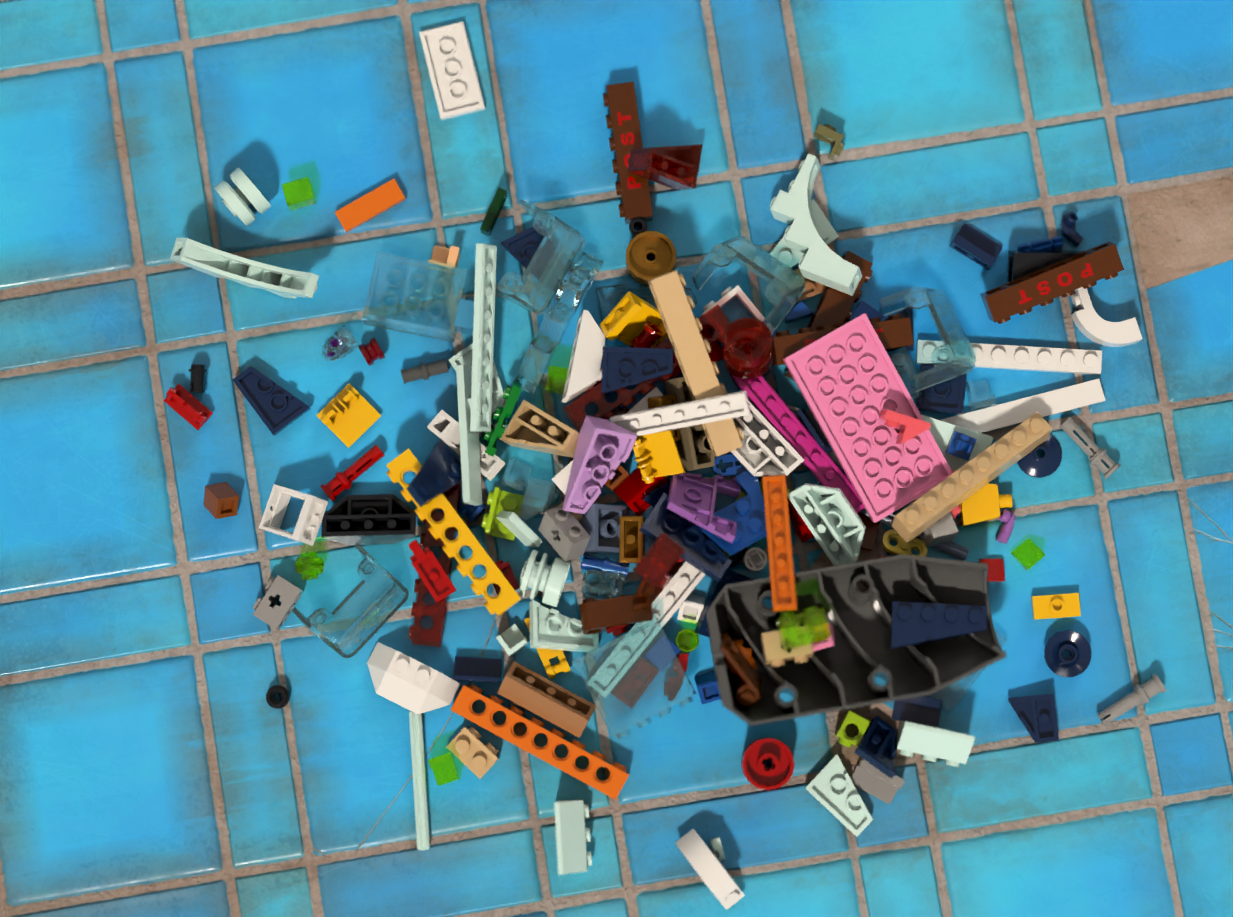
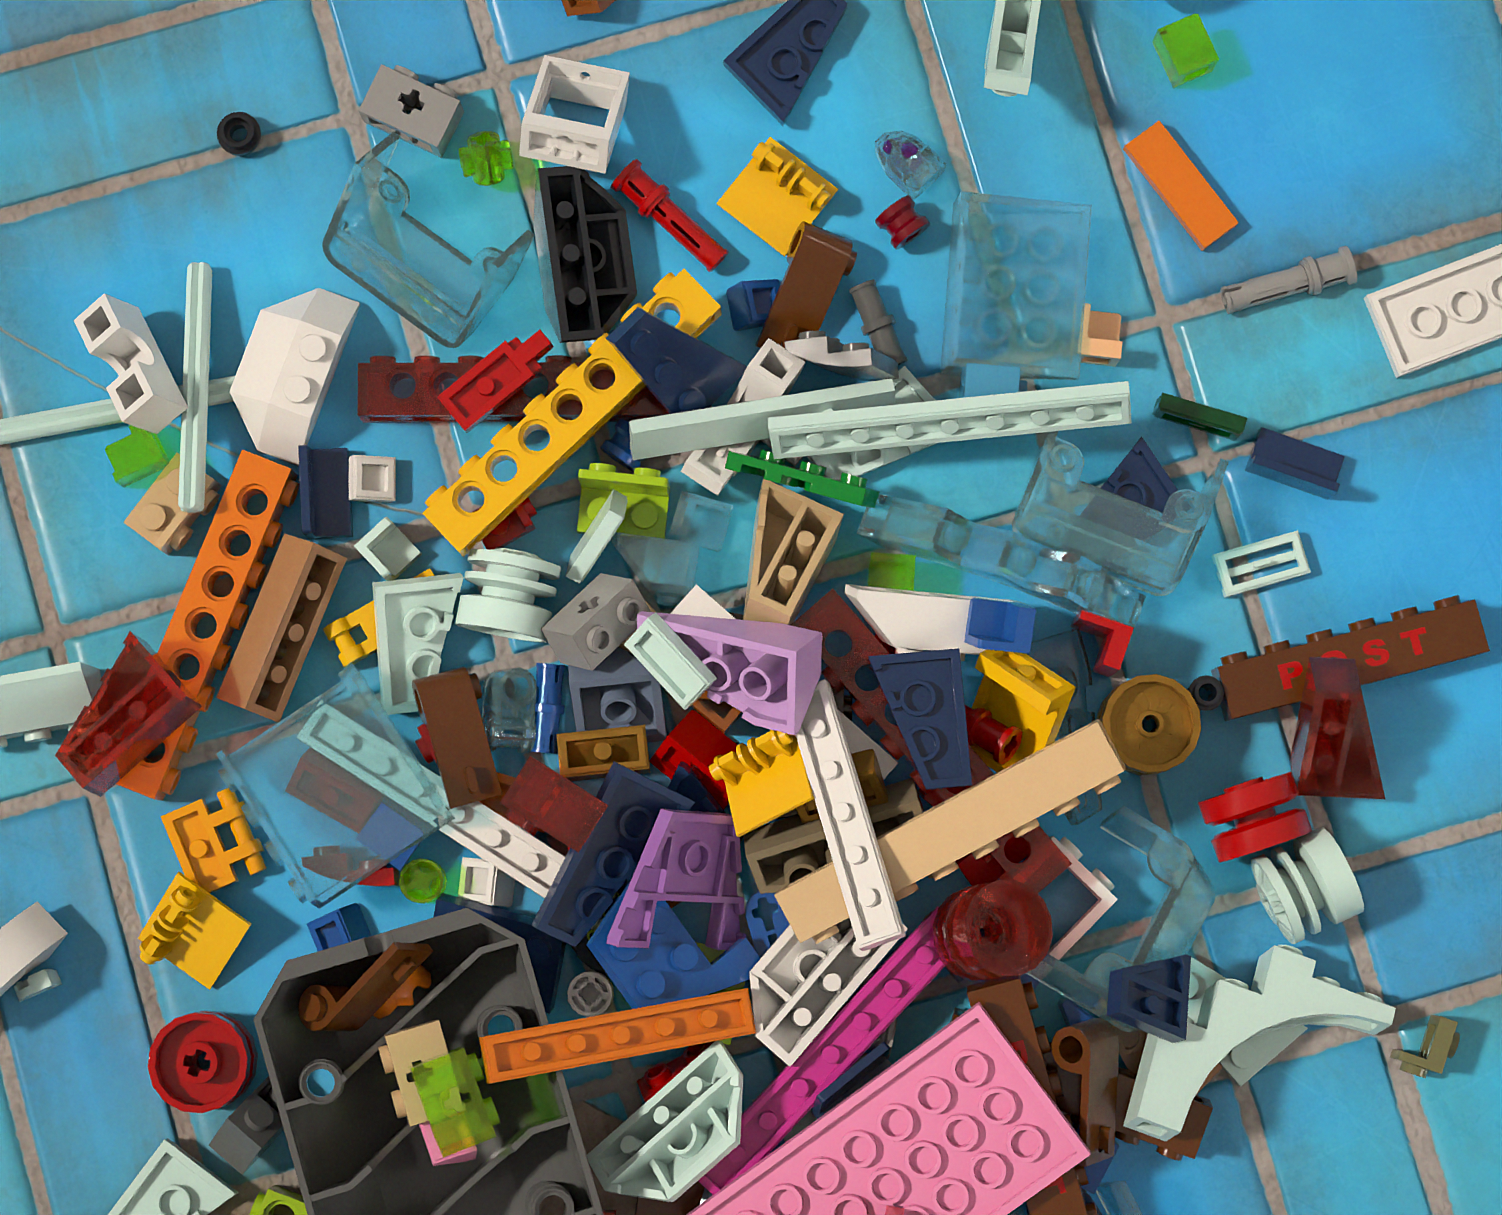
camera: 80 degrees right, 0 degrees up
(384, 767) = (145, 387): none -> white arch
(391, 399) = (813, 274): none -> reddish brown door
(404, 433) = (751, 302): none -> blue slope
(412, 731) = (195, 388): none -> light aqua axle
(427, 147) = (1308, 277): none -> light grey pin
(438, 396) = (850, 360): none -> dark grey slope
(472, 644) = (372, 478): none -> white tile
(523, 166) = (1295, 463): none -> dark blue panel
(576, 210) = (1225, 574): none -> light aqua tile
(586, 781) = (126, 719): none -> clear red wedge
(590, 496) = (670, 661): none -> light aqua tile
(593, 325) = (1000, 625): none -> blue panel
(607, 270) = (1114, 642): none -> red panel
(658, 754) = (200, 847): none -> light orange plate
(699, 762) = (192, 931): none -> yellow hinge
(700, 211) = (1254, 816): none -> red wheel
(743, 193) = (1299, 888): none -> light aqua wheel
(790, 272) = (1152, 997): none -> dark blue wing
(801, 739) = (249, 1129): none -> dark grey slope
(814, 306) = (1093, 1052): none -> reddish brown door

